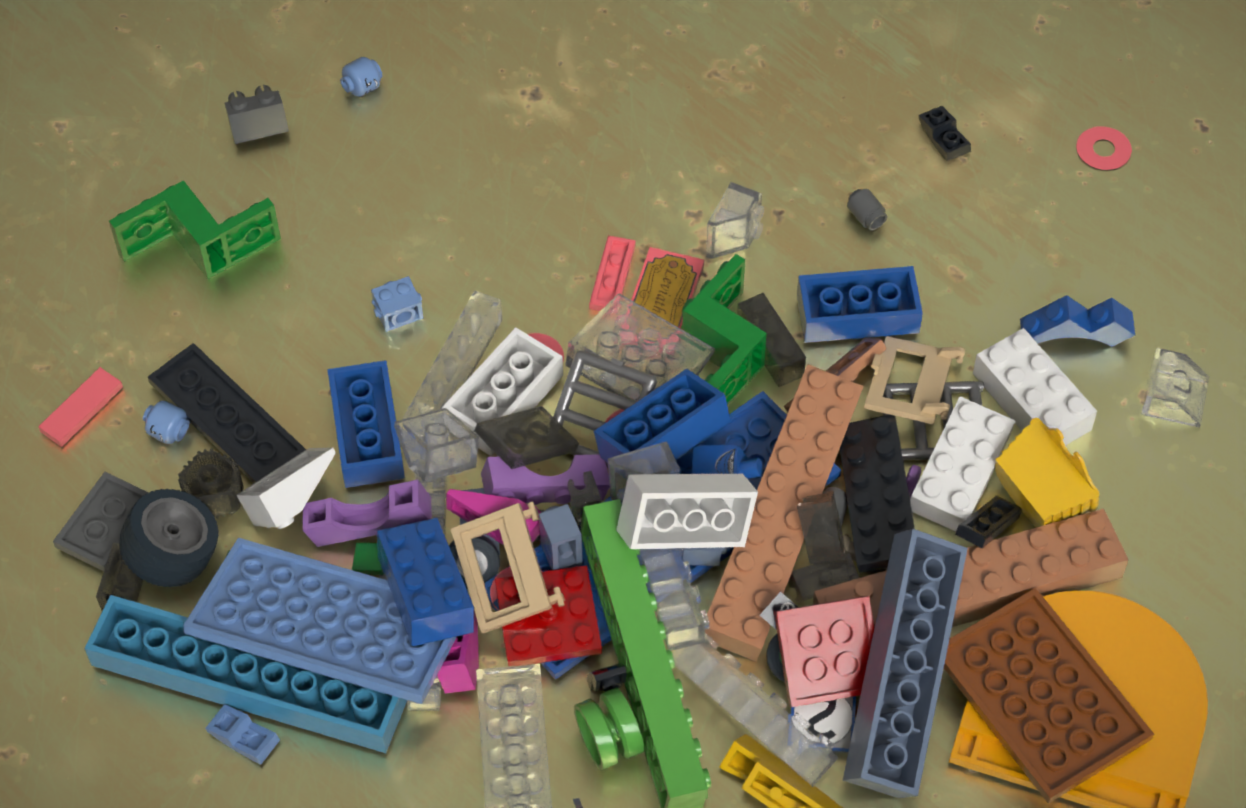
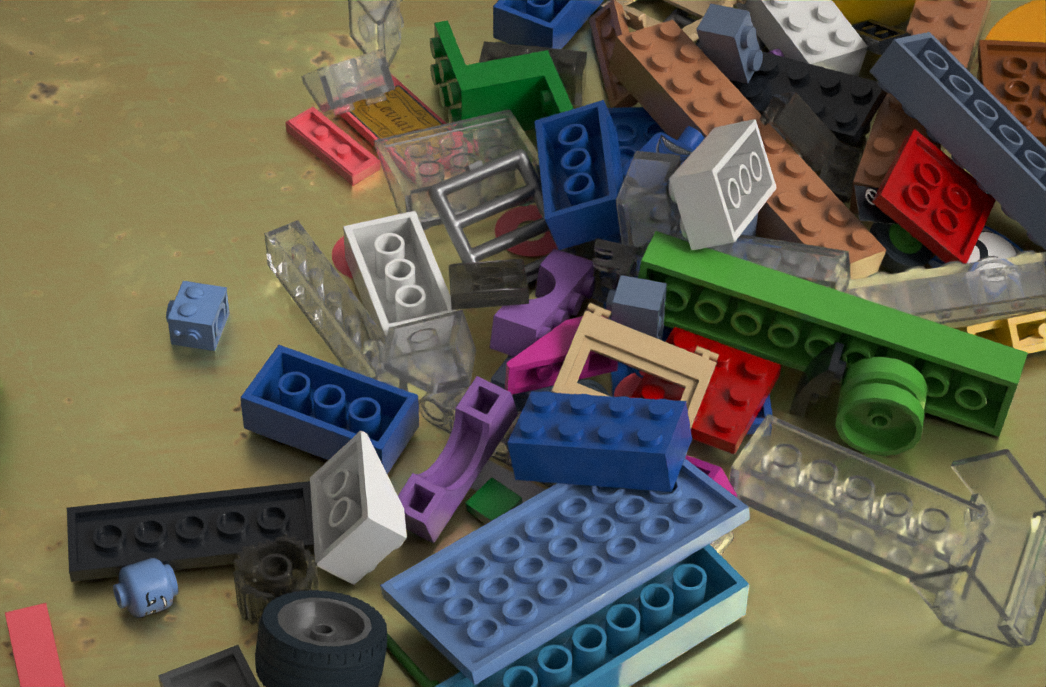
camera: 55 degrees left, 10 degrees down
(661, 244) = (350, 81): none -> clear slope
(868, 434) = (730, 42): none -> sand blue brick

